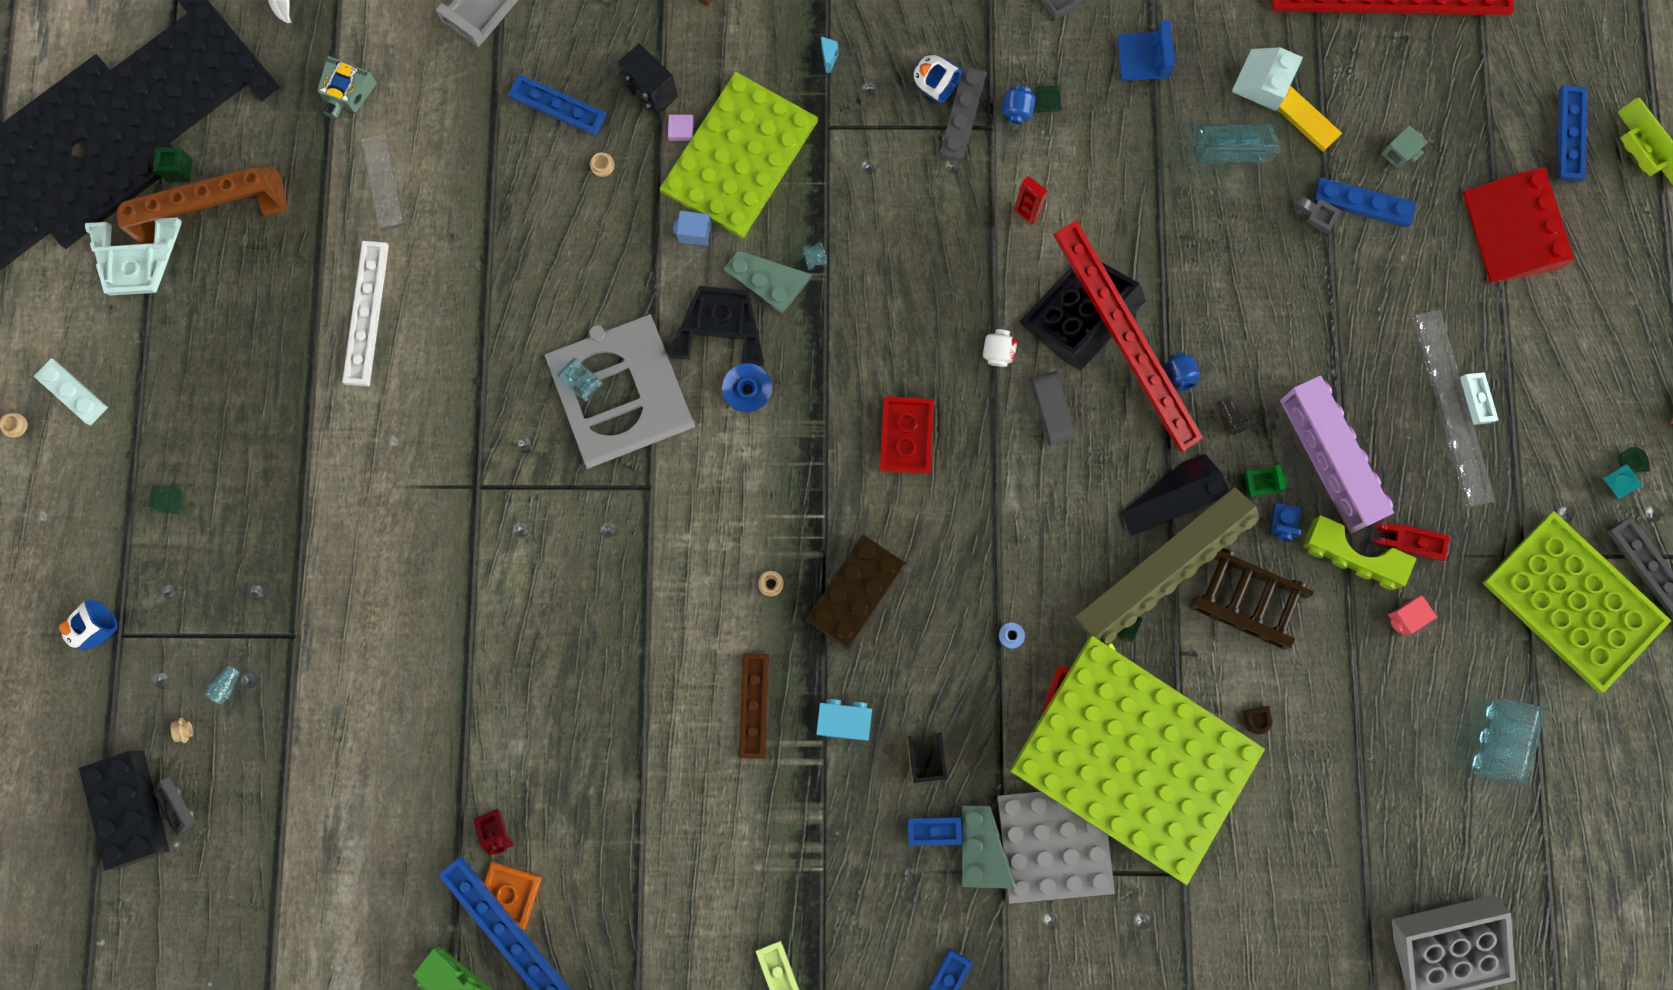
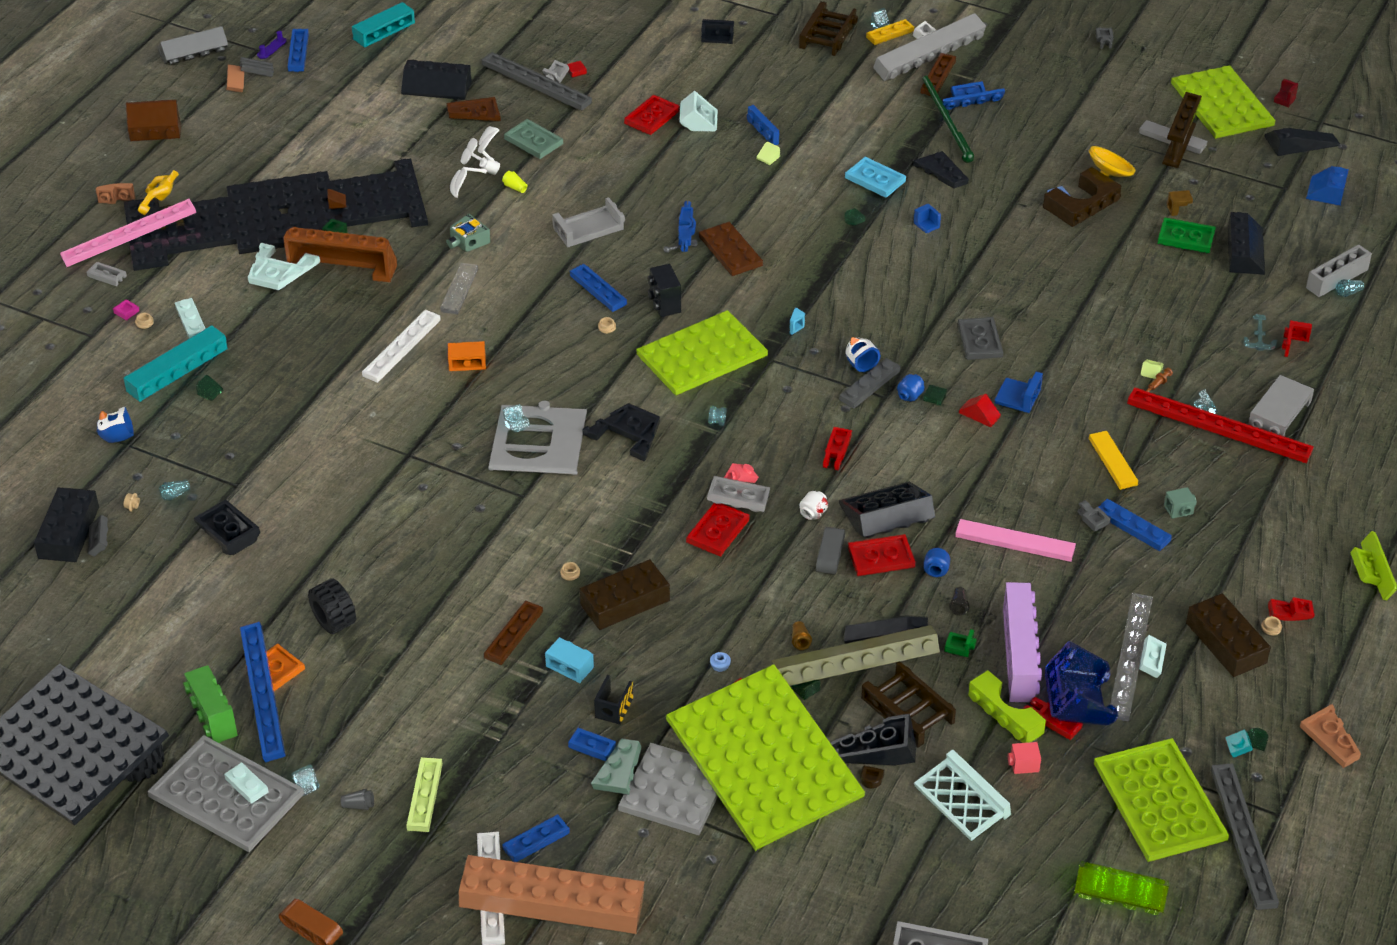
camera: 25 degrees right, 35 degrees down
(99, 480) = (175, 363): none -> teal brick
(140, 106) = (336, 199): none -> reddish brown slope
(324, 718) = (228, 527): none -> black slope
(458, 297) = (466, 356): none -> orange brick
(492, 833) = (289, 629): dark red bracket -> none
(530, 791) = (332, 606): none -> black tyre
(680, 127) = (671, 325): lavender tile -> none
(692, 228) = (645, 374): medium blue brick -> none
(741, 377) = (624, 464): blue dish -> none
(767, 280) = (677, 419): sand green wing -> none
(889, 338) = (741, 473): none -> coral bracket
(906, 374) = (738, 494): none -> light grey plate
(978, 238) = (837, 446): none -> red hinge
(1030, 200) = (882, 428): red tile -> none
(1082, 554) = (800, 636): none -> pearl gold cone
(1106, 390) = (881, 555): none -> red plate
(1112, 101) = (981, 410): none -> red slope
(1127, 335) = (905, 520): red plate -> none
(1236, 143) = (1050, 455): clear light blue slope -> none
(1247, 289) = (1015, 540): none -> bright pink tile
(1250, 674) = (883, 744): none -> black wedge
(1267, 76) = (1100, 430): light aqua slope -> none
(1285, 522) = (962, 673): blue bracket -> none
(1381, 682) = (979, 787): none -> light aqua fence
(1426, 498) = (1075, 686): none -> clear blue windscreen
(1509, 742) = (1053, 854): clear light blue slope -> none
(1518, 226) = (1242, 572): red slope -> none
(1546, 328) = (1228, 635): none -> dark brown brick
(1572, 133) = (1314, 539): blue plate -> none
(1580, 289) = (1271, 626): none -> tan plate
(1592, 252) = (1294, 610): none -> red slope
(1595, 745) = (1122, 887): none -> clear neon green slope

